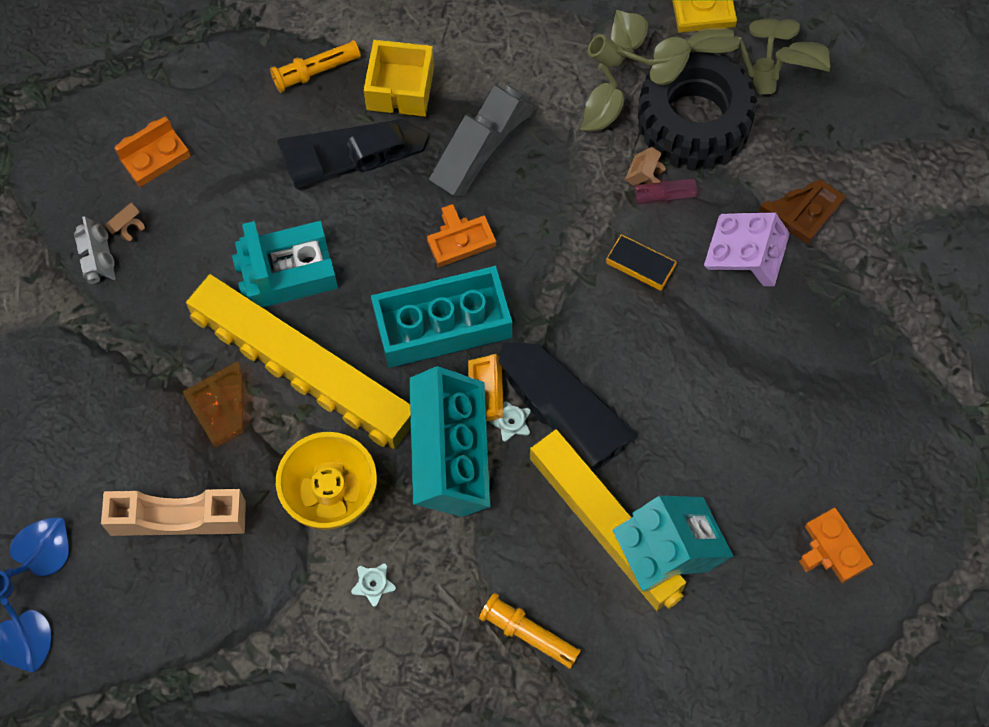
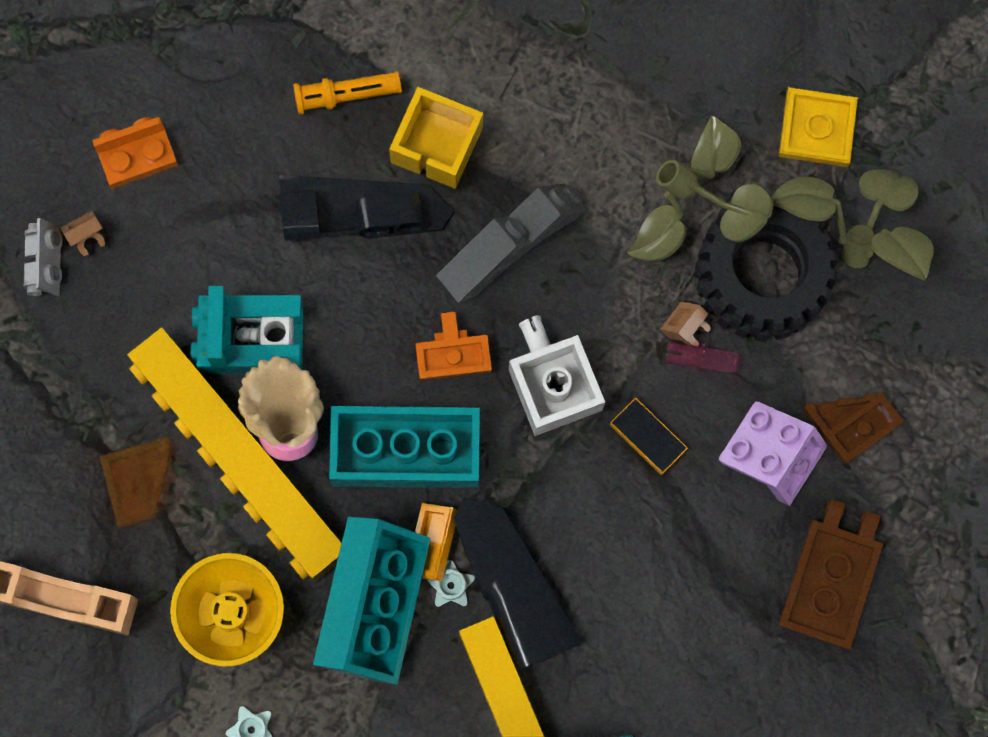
camera: 10 degrees right, 10 degrees up
(329, 309) = (281, 408): none -> tan hair
(551, 235) = (560, 362): none -> white brick
(828, 332) = (832, 578): none -> reddish brown tile

